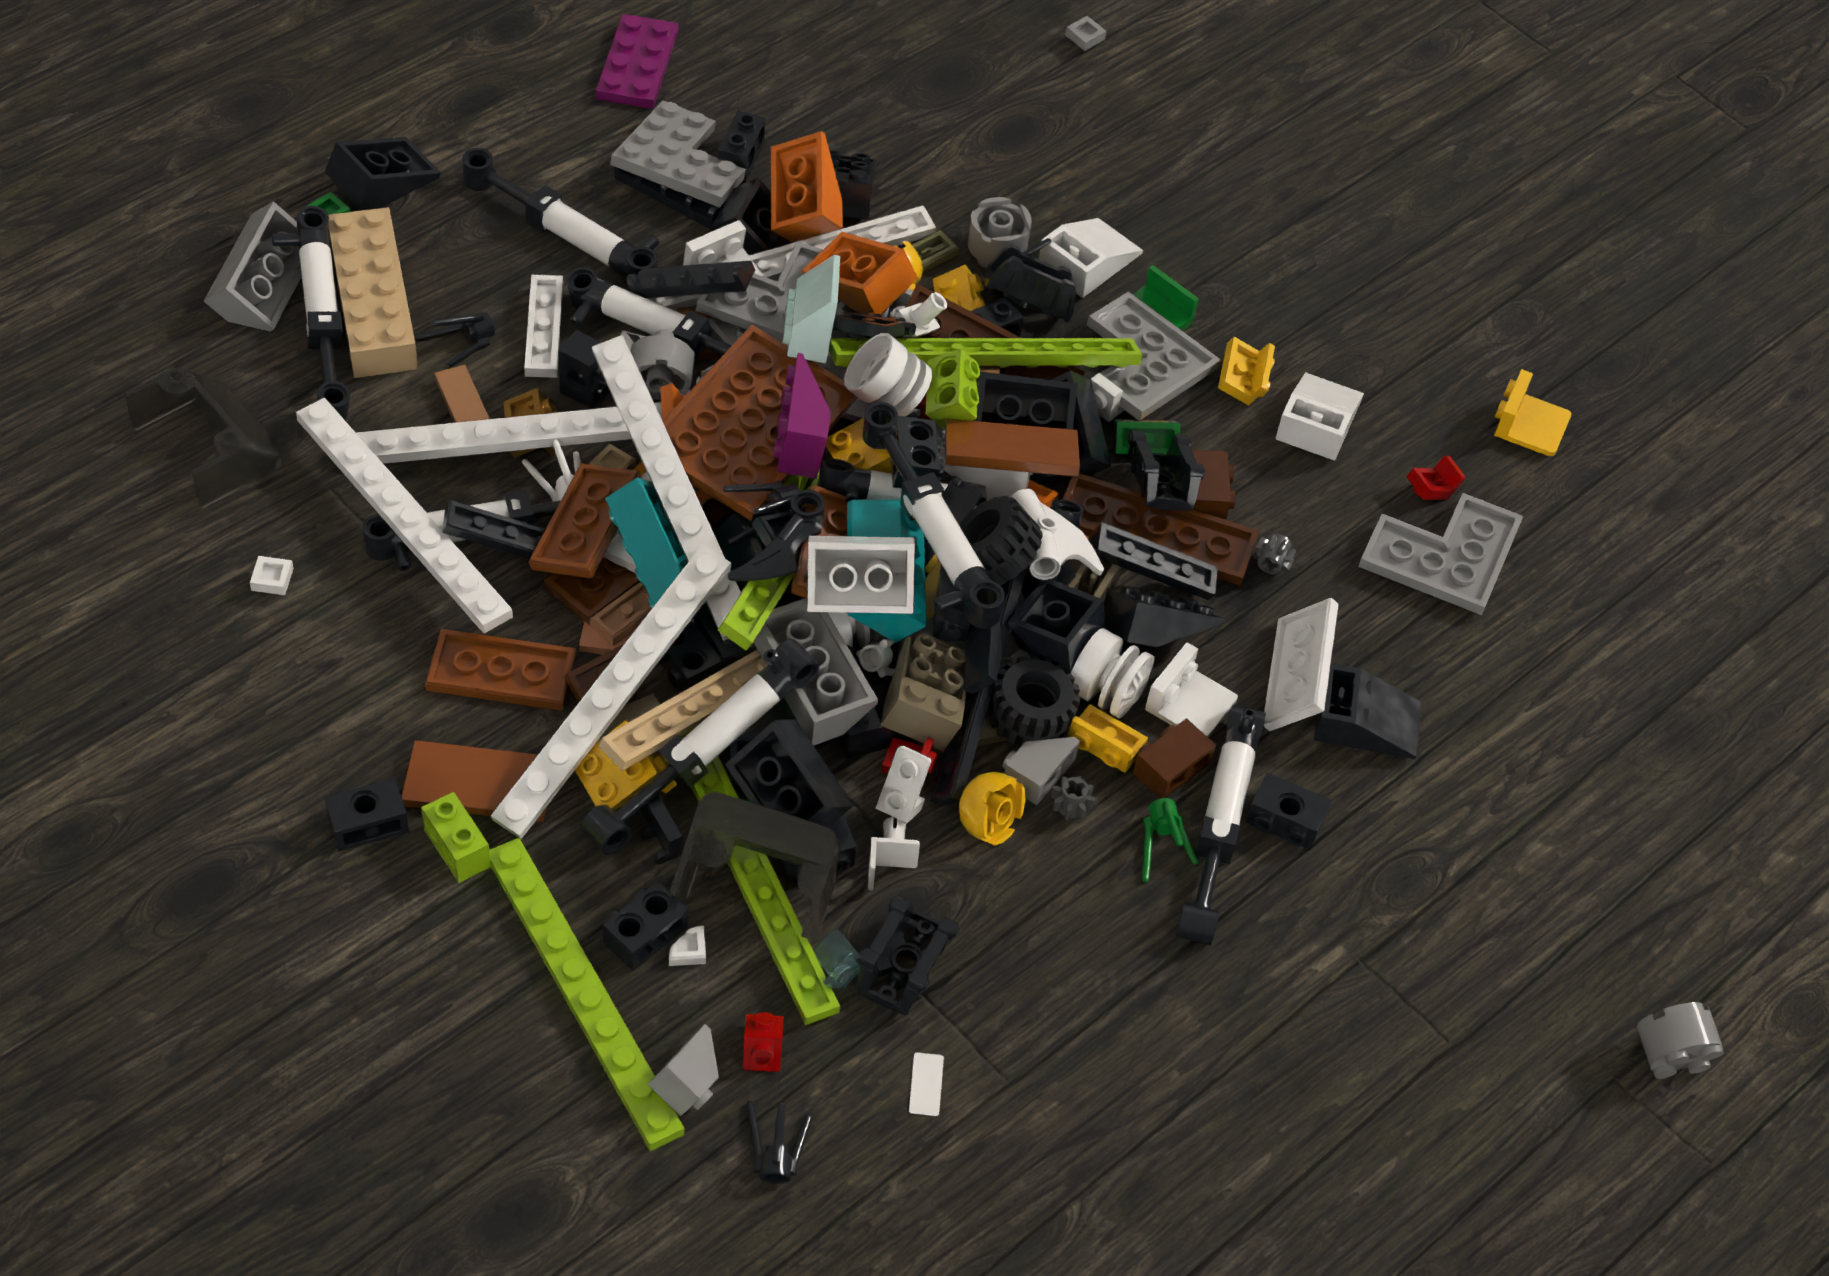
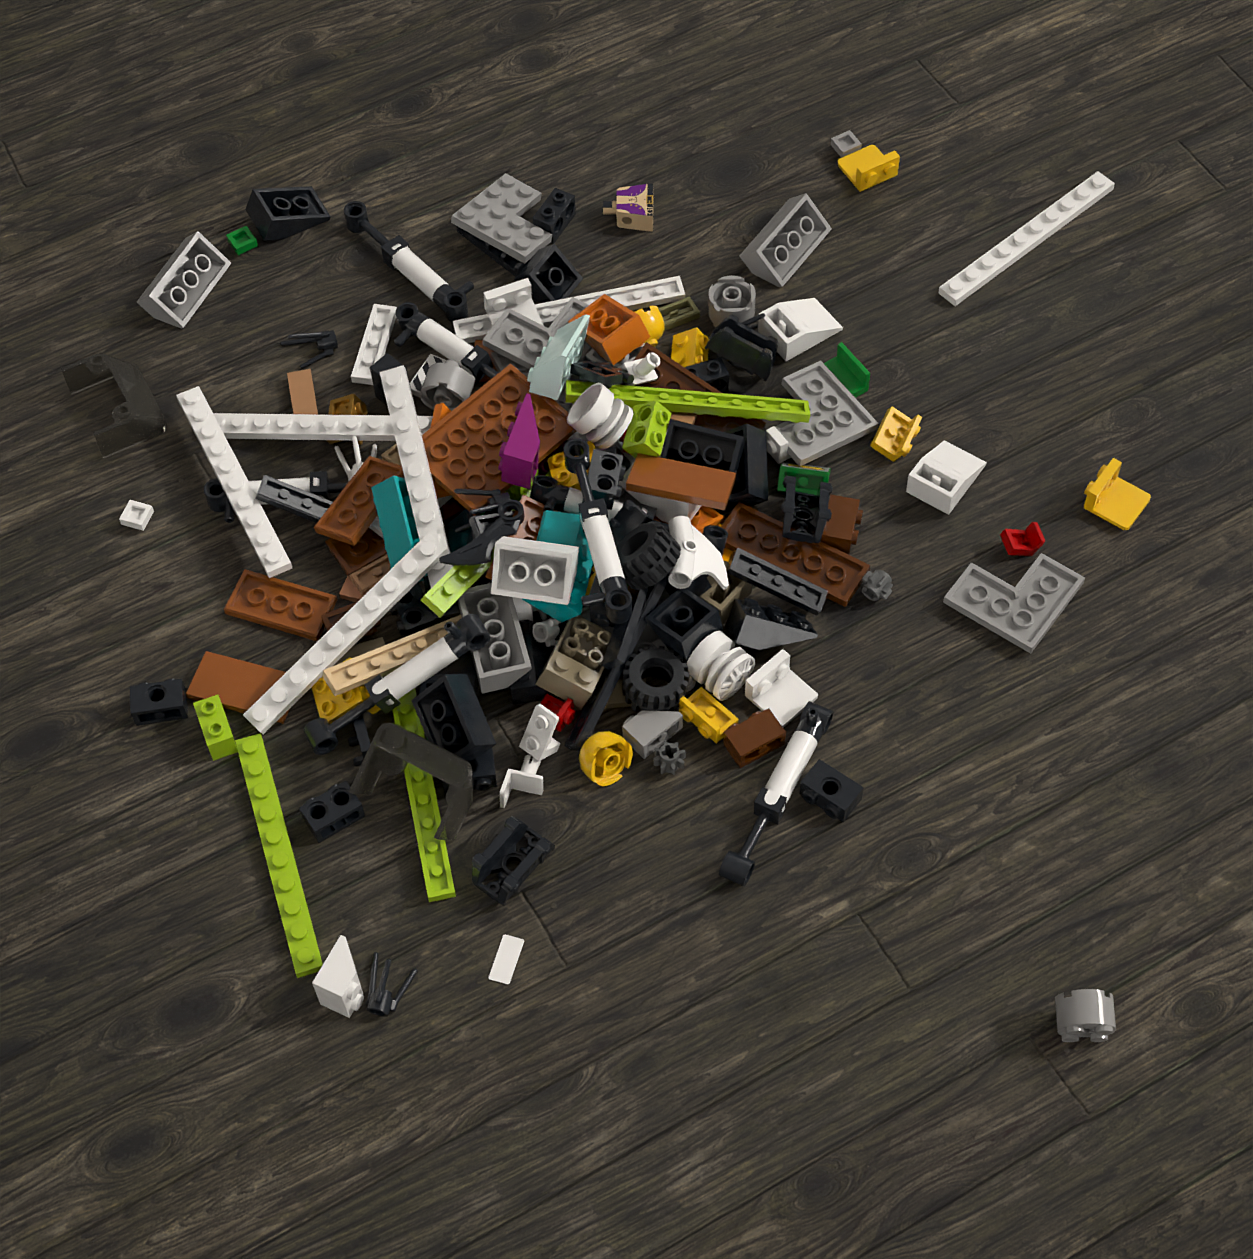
camera: 20 degrees right, 5 degrees up
(322, 313) = (216, 311): black piece -> none
(372, 293) = (256, 306): tan brick -> none
(637, 61) = (496, 139): magenta plate -> none
(688, 1074) = (332, 923): light grey slope -> none
(689, 948) = (361, 832): white tile -> none
(692, 279) = (483, 321): black hinge -> none
(721, 1144) = (338, 981): none -> white slope
(763, 1042) = (394, 909): red bracket -> none
(804, 189) = (586, 256): orange slope -> none
(838, 959) = (462, 854): clear light blue bracket -> none
(843, 126) = (632, 207): none -> torso
(855, 182) = (623, 253): black slope -> none
(1044, 152) = (786, 241): none -> light grey slope
(1122, 59) = (869, 166): none -> yellow bracket
(1165, 821) = (734, 785): green plant -> none
(1300, 664) = (870, 676): white tile -> none
(1333, 128) = (1026, 238): none -> white plate
(1368, 714) = (913, 721): black slope -> none

